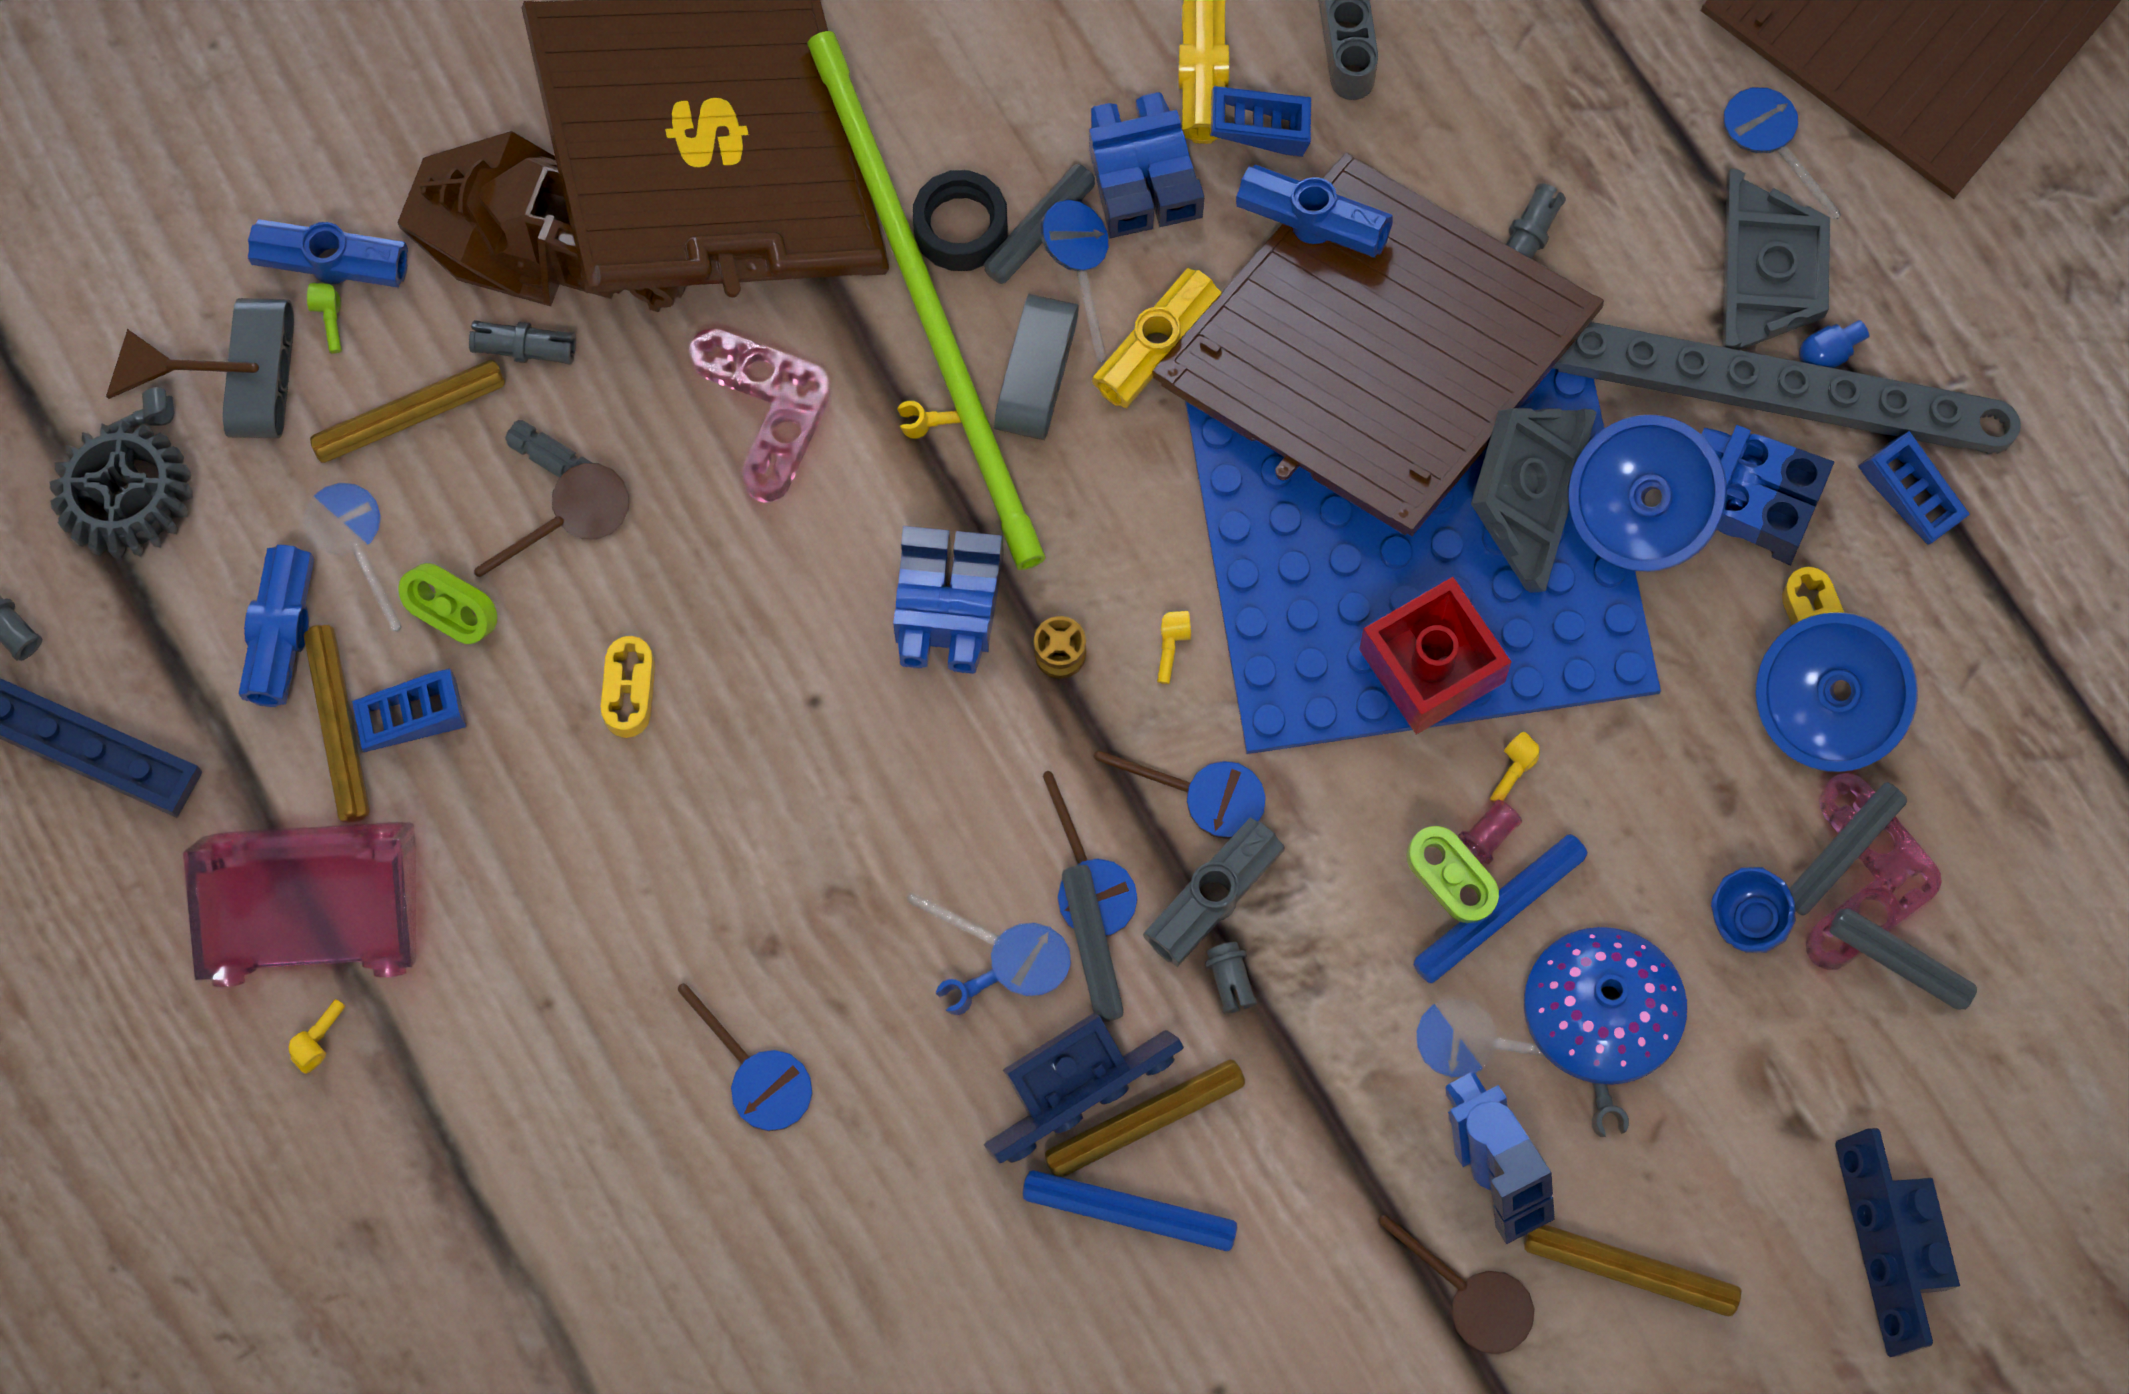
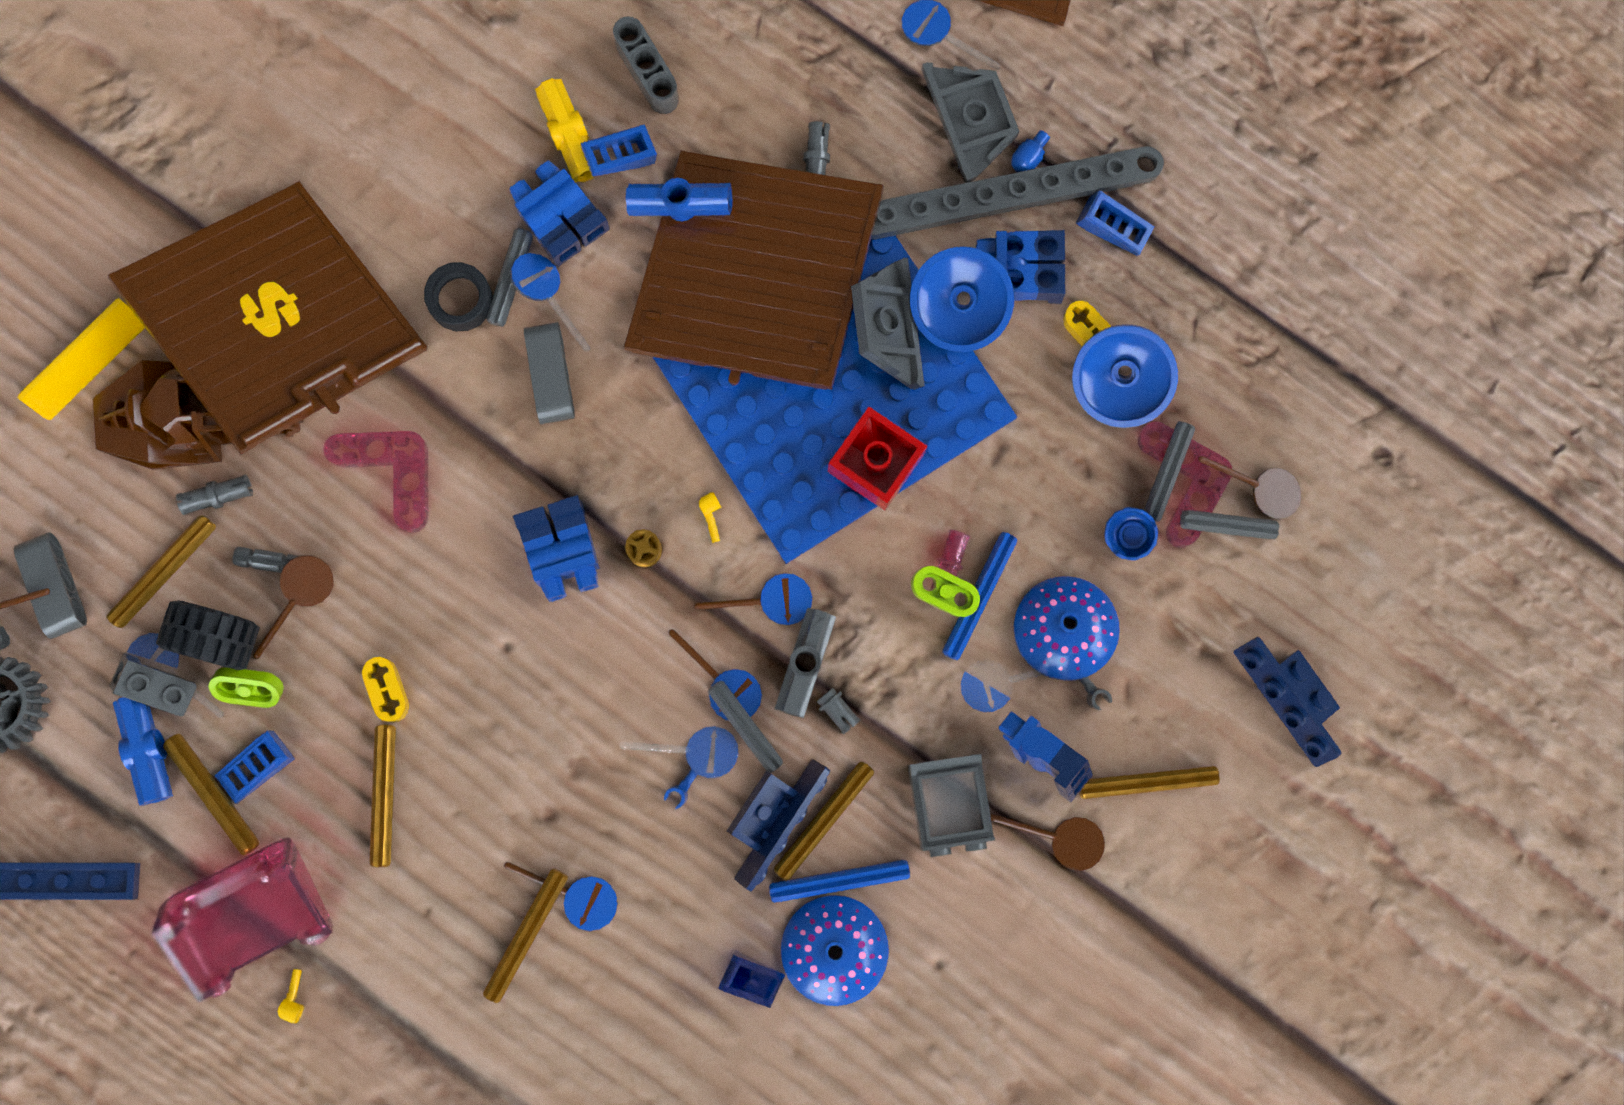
camera: 30 degrees left, 10 degrees up
(299, 249) = (40, 493): blue piece -> none
(325, 299) = (75, 520): lime hand -> none
(329, 550) = (151, 686): none -> dark grey bracket
(433, 509) = (207, 635): none -> black tyre
(435, 103) = (82, 360): none -> yellow slope
(559, 823) = (382, 796): none -> pearl gold axle
(664, 1091) = (525, 935): none -> pearl gold axle
(925, 419) = (497, 434): yellow hand -> none
(945, 1286) = (751, 980): none -> clear blue slope
(1014, 521) = (581, 480): lime piece -> none
(1086, 1343) = (828, 923): none -> blue dish
(1173, 315) = (610, 342): yellow piece -> none
(1334, 1171) = (951, 804): none -> window
(1525, 754) = (953, 493): yellow hand -> none
(1989, 945) = (1274, 491): none -> piece

